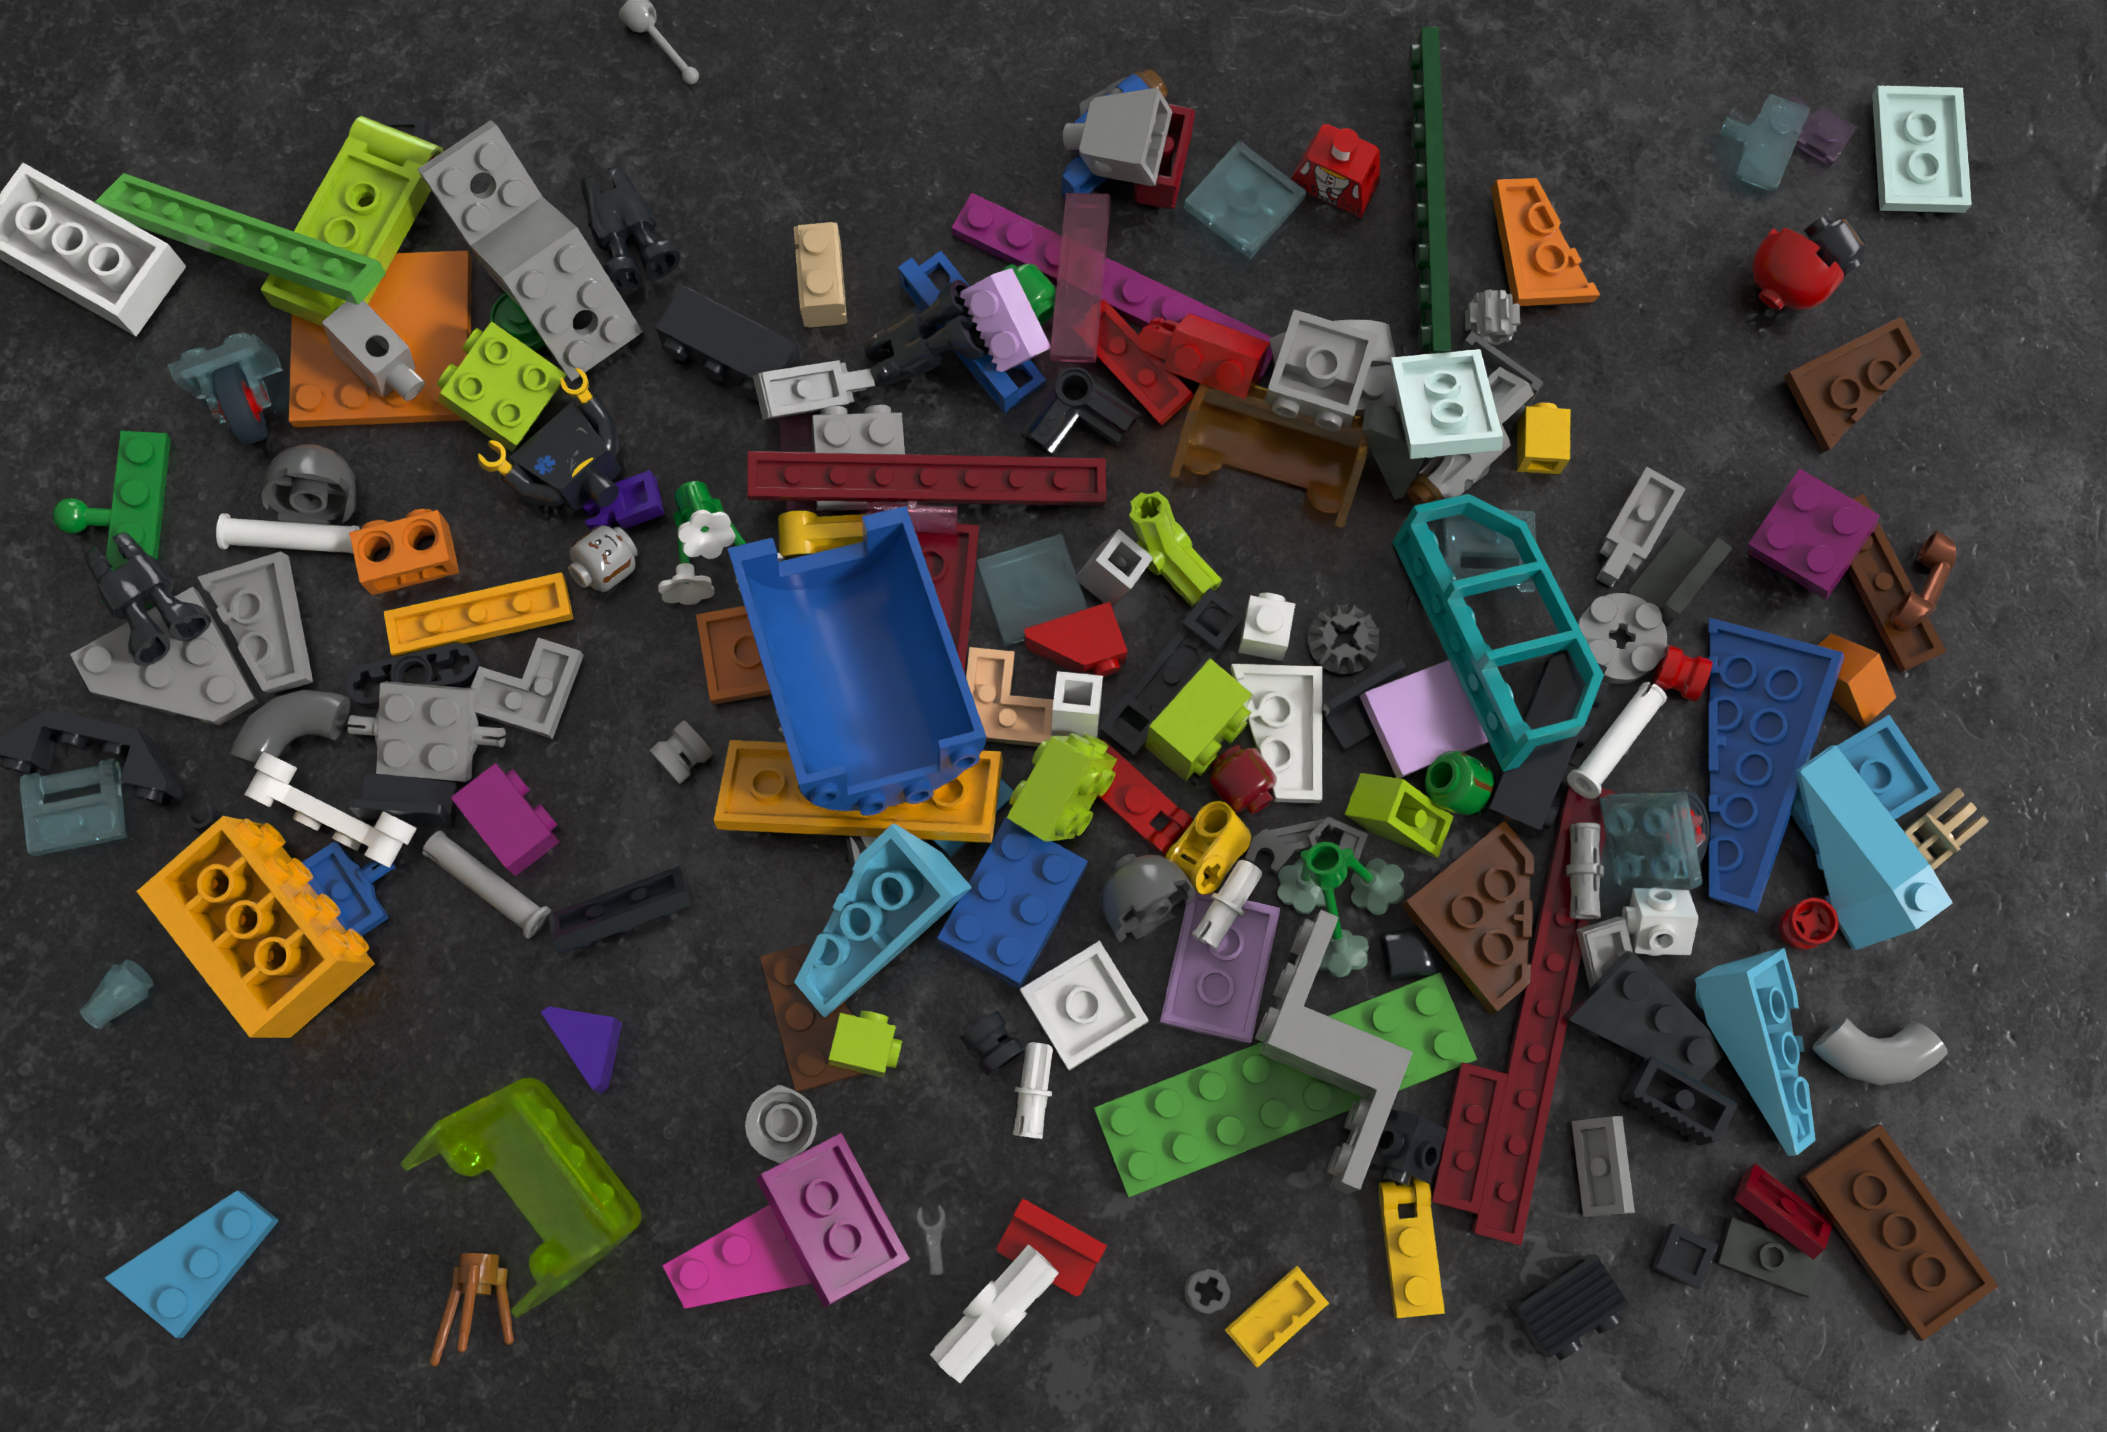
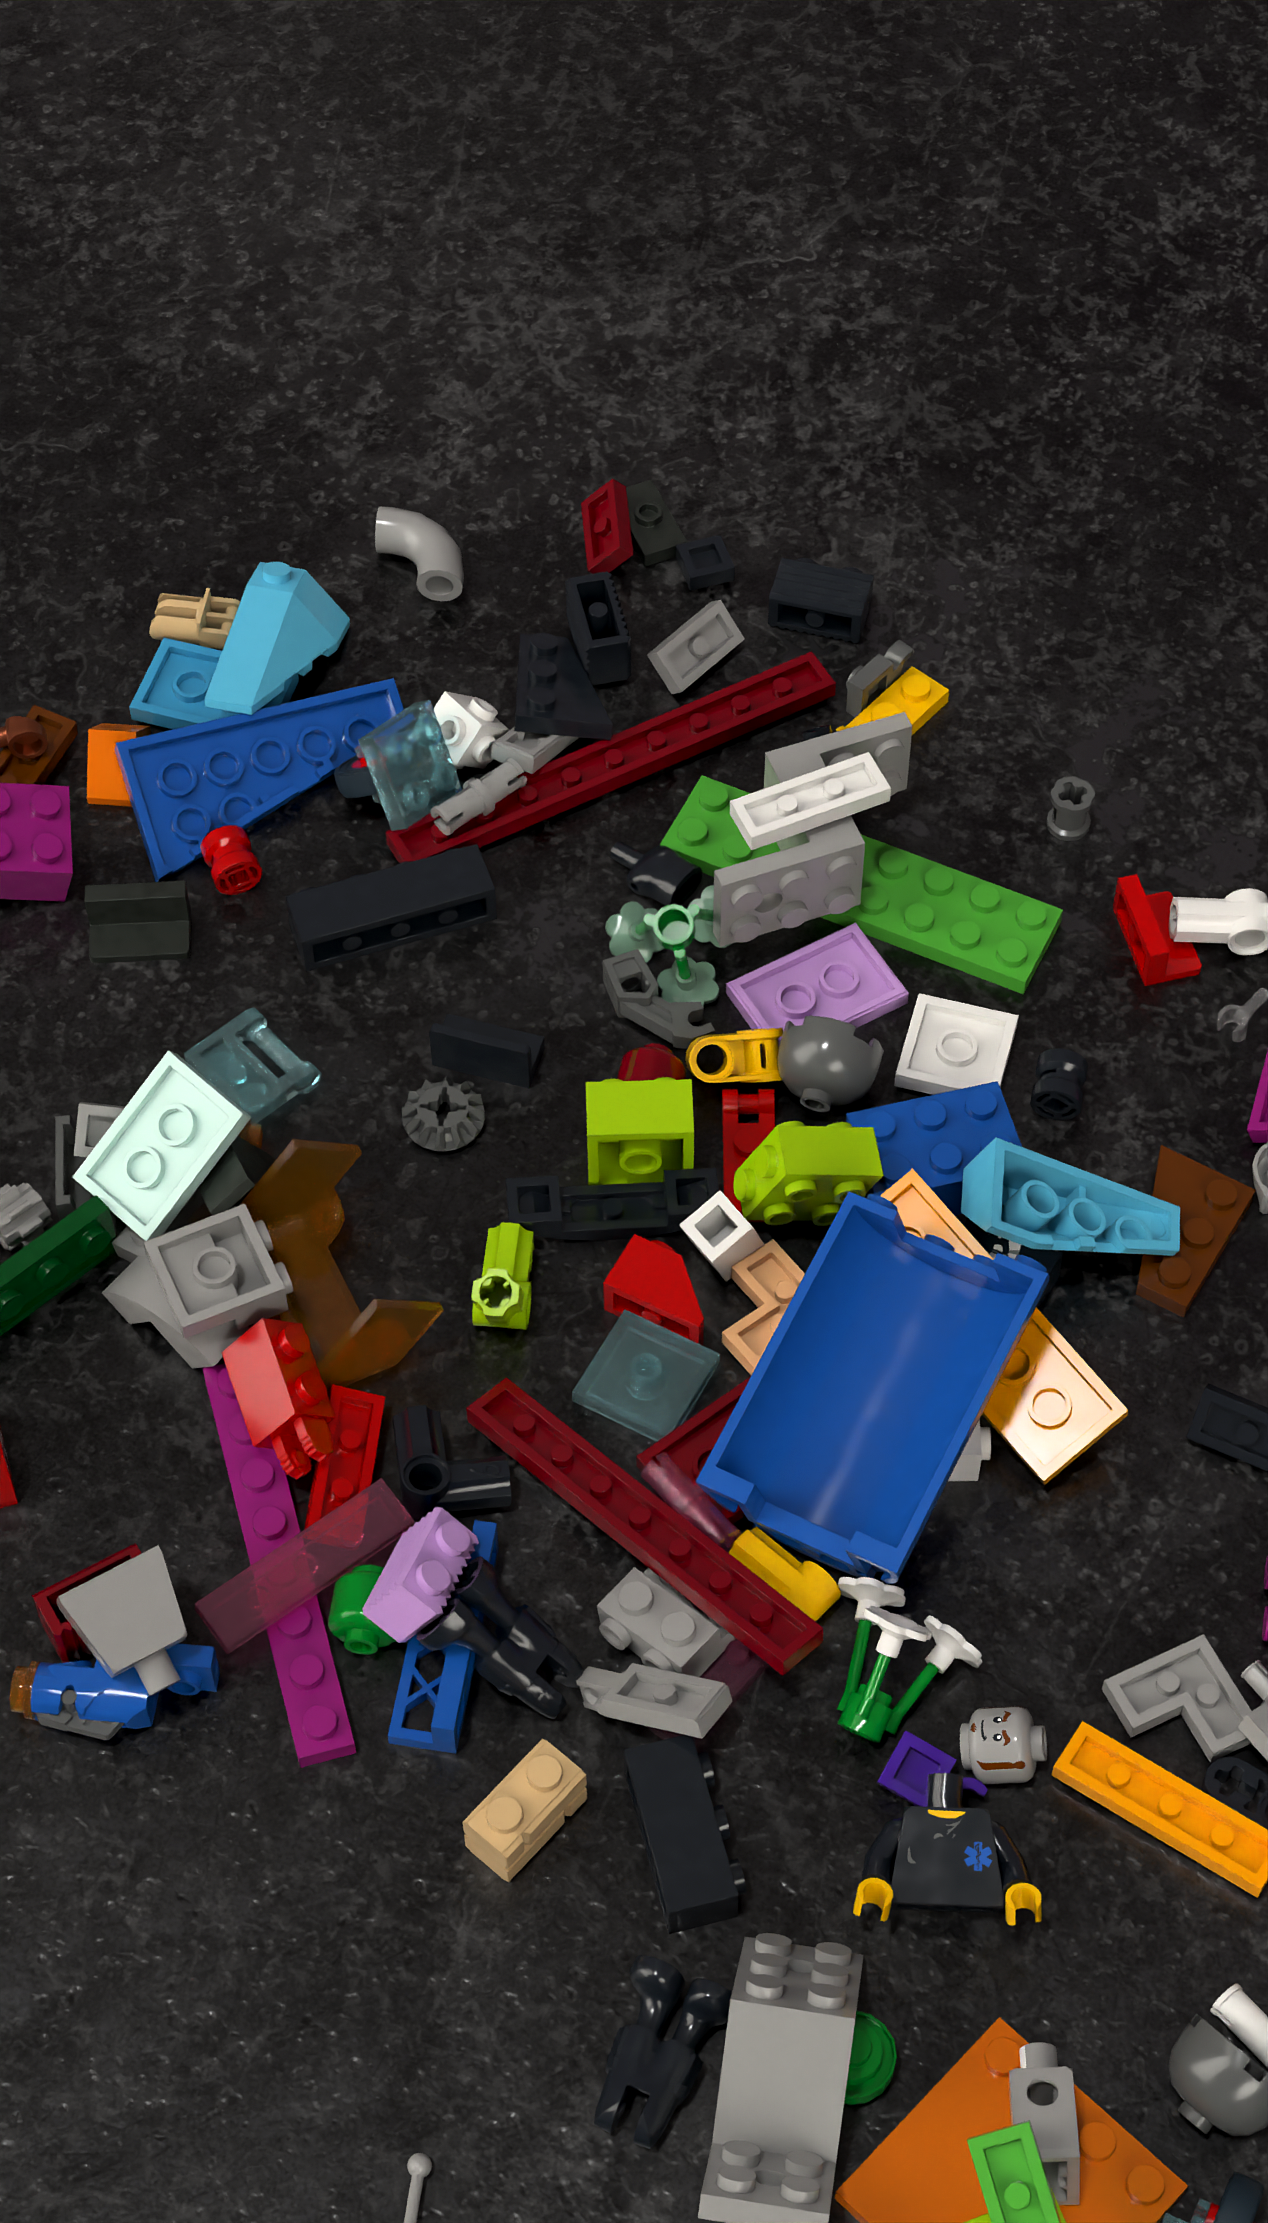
camera: 130 degrees left, 20 degrees down
(404, 563) = (1196, 1919): orange brick -> none
(499, 385) = (945, 1985): lime brick -> none
(681, 751) = (1095, 1518): light grey wheel -> none
(731, 656) = (961, 1553): orange plate -> none
(865, 1044) = (1169, 1155): lime brick -> none
(1033, 1091) = (1061, 1030): white axle -> none
(1114, 567) = (565, 1311): light grey brick -> none
(1227, 904) = (767, 1006): white axle -> none
(1244, 199) = (74, 1511): clear light blue plate -> none
(1266, 626) = (492, 1157): white brick -> none
(1276, 1316) = (1033, 758): yellow plate -> none
(1287, 726) = (550, 1100): white wing -> none
(1331, 1028) = (810, 801): none -> white plate
(1399, 813) = (563, 960): lime slope -> none
(1423, 718) = (442, 985): lavender tile -> none
(1453, 1262) = (876, 676): none -> dark grey plate
(1459, 783) = (492, 931): green head -> none
(1462, 641) = (367, 1004): teal plate -> none
(1468, 1138) = (743, 747): dark red plate -> none
(1482, 916) = (584, 846): reddish brown plate -> none
(1543, 439) = (102, 1082): yellow brick -> none
(1616, 741) = (339, 857): white pin -> none
(1638, 524) = (121, 979): light grey hinge -> none
(1639, 620) = (232, 904): light grey plate -> none
(1751, 1018) = (488, 626): medium azure wedge -> none
(1817, 920) = (364, 649): red wheel -> none
(1899, 1232) = (545, 463): reddish brown plate -> none

